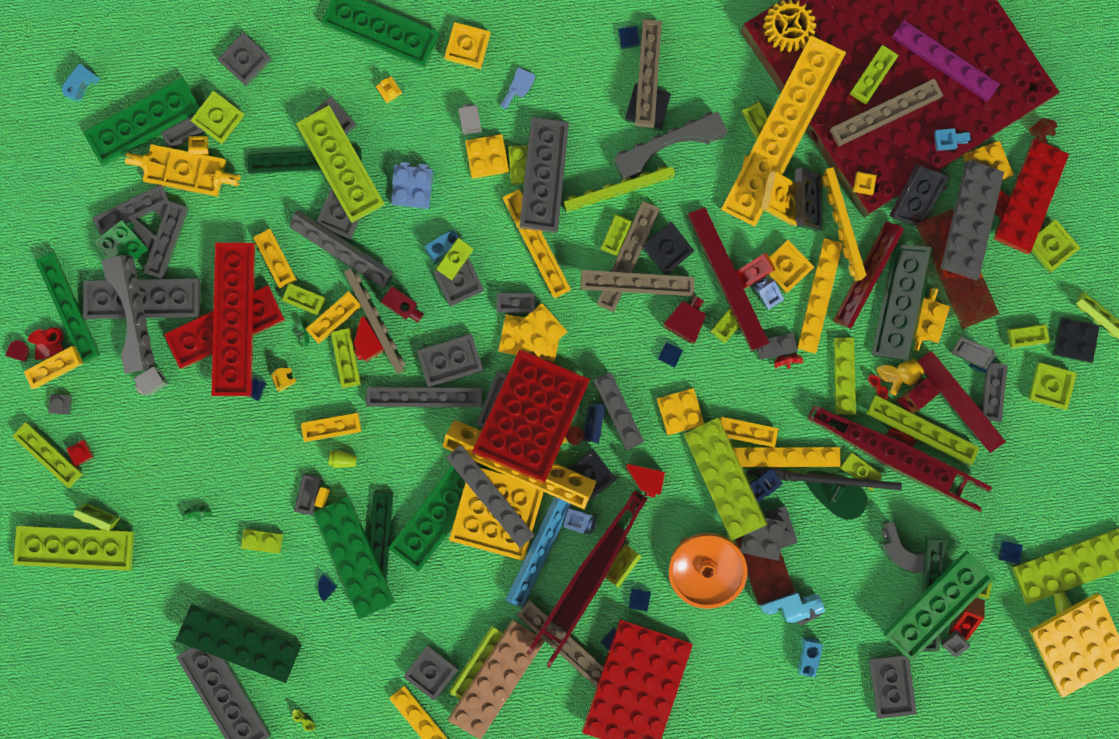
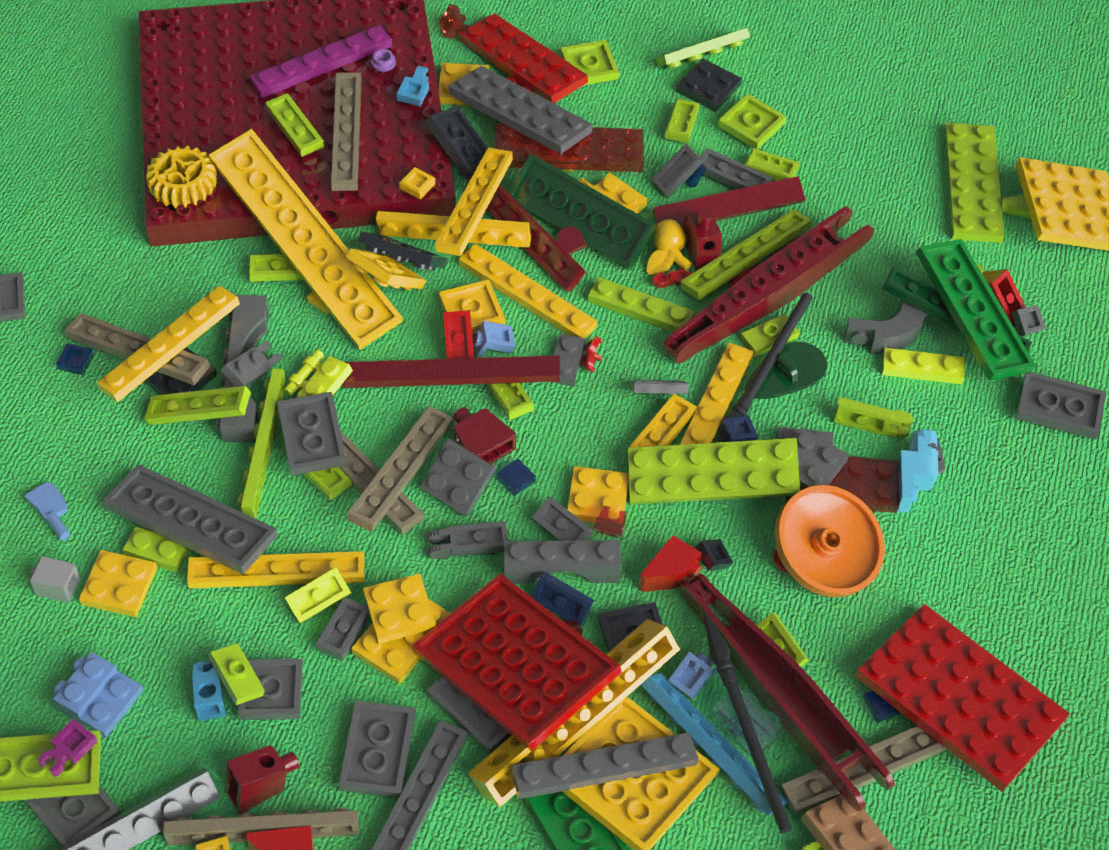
camera: 70 degrees left, 30 degrees down
(365, 194) = (69, 744): none -> magenta plate
(529, 277) = (318, 595): none -> neon yellow plate
(561, 565) = (764, 722): none -> clear light blue brick
(591, 535) = (721, 657): none -> black piece
(611, 349) = (468, 539): none -> dark grey hinge
(622, 136) = (197, 405): none -> lime plate
(635, 216) = (311, 433): none -> dark grey plate
(639, 599) = (836, 647): clear blue tile -> none
(646, 399) = (561, 522): none -> dark grey plate
(648, 321) = (458, 477): none -> dark grey plate
(656, 93) = (168, 343): none -> yellow plate
(657, 429) = (610, 527): none -> clear red tile
(667, 151) = (250, 365): none -> dark grey hinge
(667, 248) = (374, 419): black plate -> none
(667, 501) = (714, 555): none -> black plate
(682, 202) = (327, 376): none -> neon yellow plate
(780, 417) = (660, 386): none -> flat silver tile
(809, 657) = (991, 476): dark azure leg -> none
(821, 566) = (872, 418): none -> lime hinge
(866, 229) = (473, 202): none -> yellow plate
(875, 306) = (571, 240): none -> dark red tile
(884, 583) = (923, 366): none -> neon yellow plate
(969, 100) = (383, 60): none -> medium lavender plate
(1010, 552) = (933, 231): clear blue tile -> none
(1014, 416) = (772, 165): none -> lime plate

